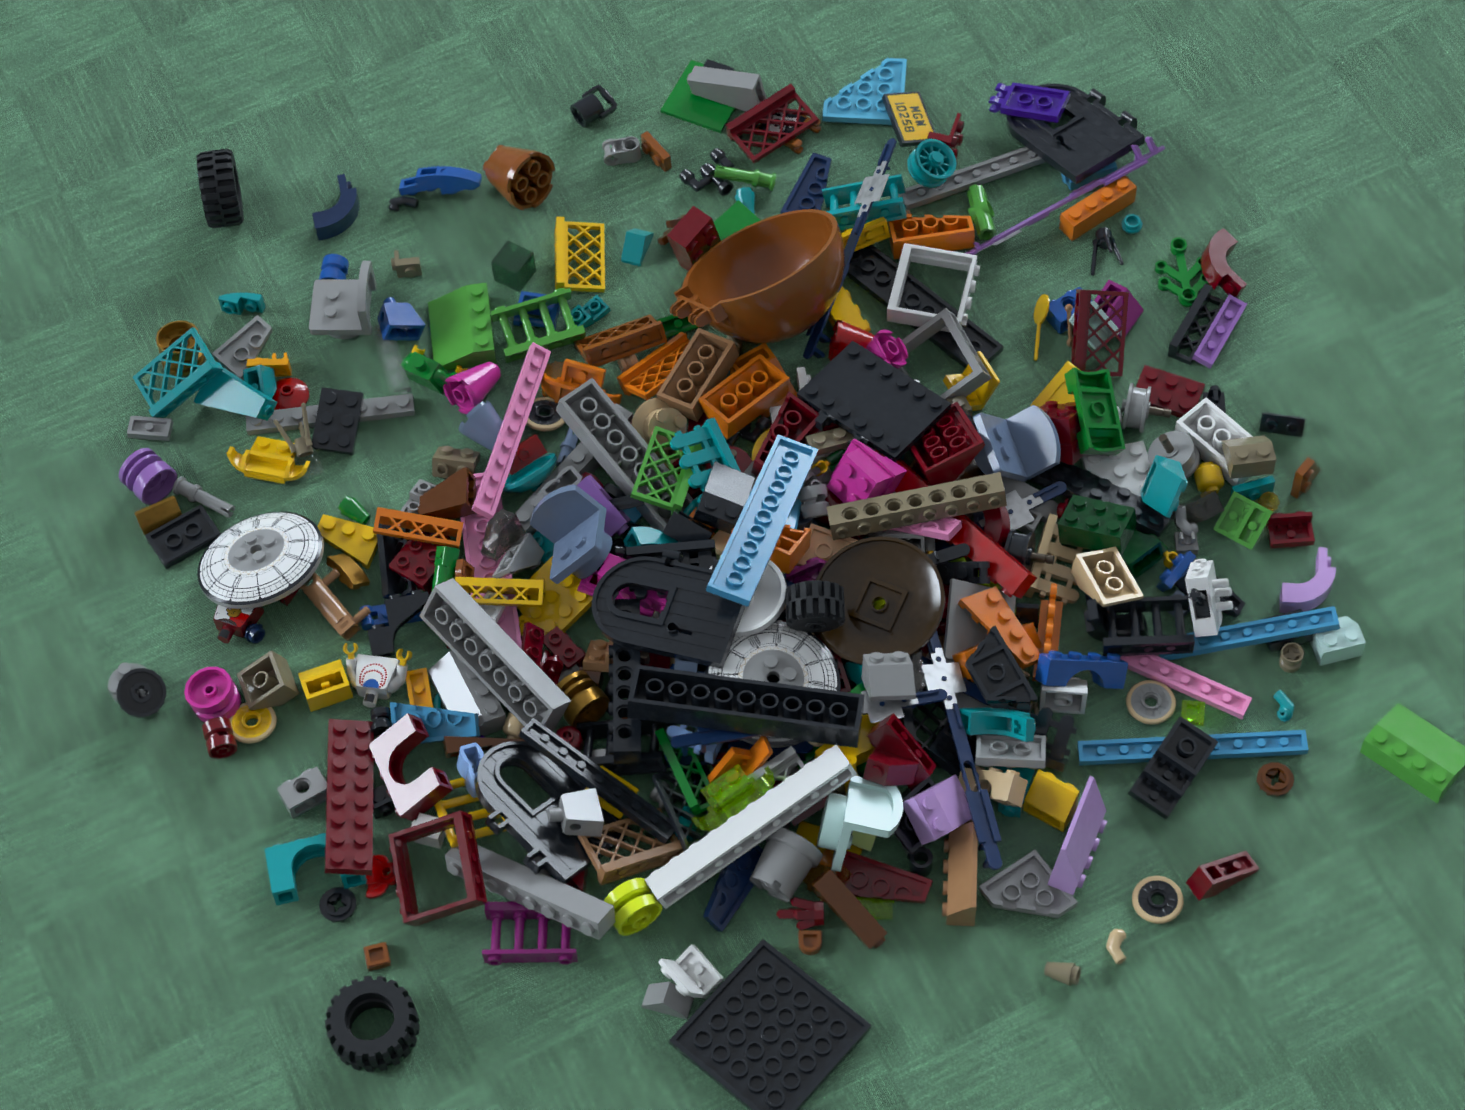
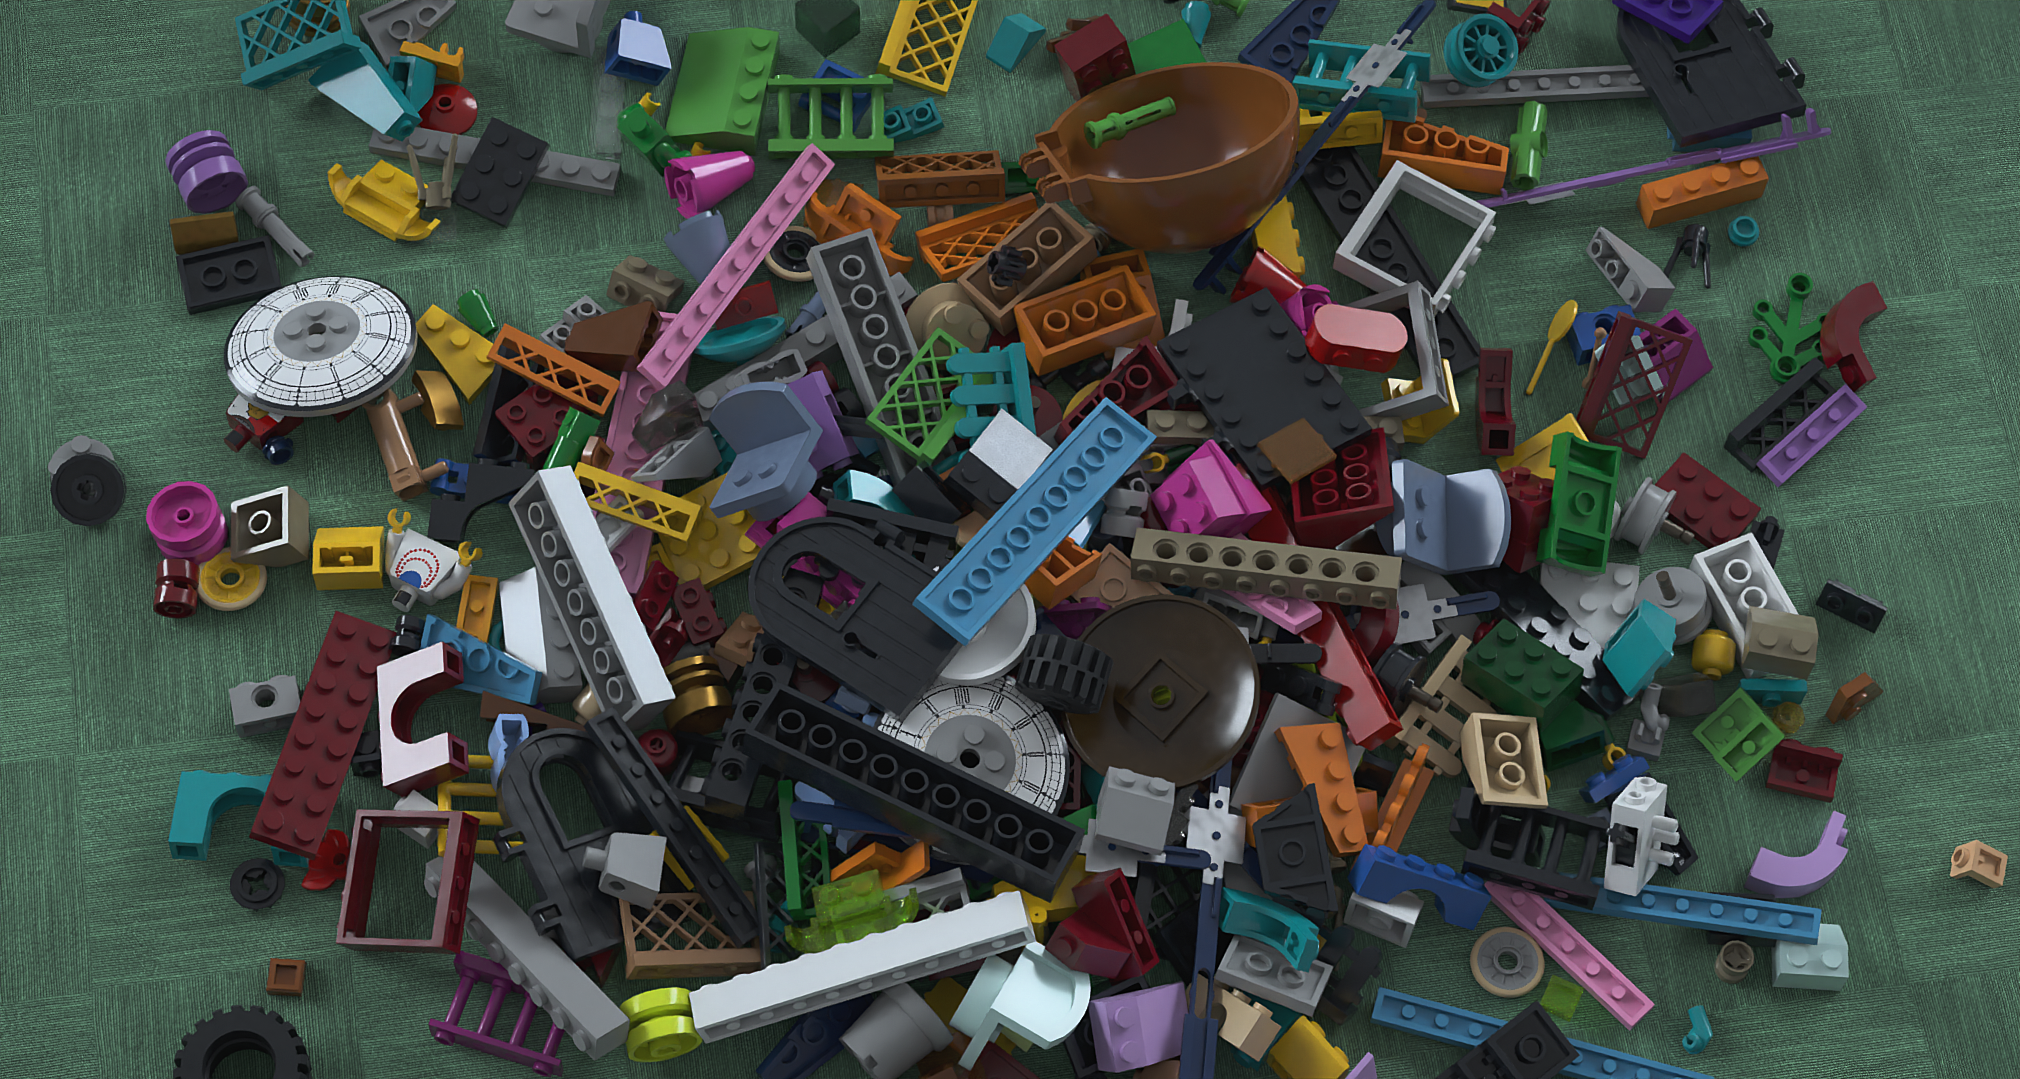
camera: 10 degrees right, 5 degrees up
(150, 428) = (236, 99): light grey plate -> none
(686, 374) = (1006, 265): none -> black gear
(723, 273) = (1118, 125): none -> bright green pin
(909, 430) = (1297, 450): none -> clear orange piece
(920, 353) = (1356, 338): none -> brick
(1017, 374) = (1493, 402): none -> dark red arch
(1071, 268) = (1630, 273): none -> light grey slope
(1418, 551) = (1980, 863): none -> light nougat bracket

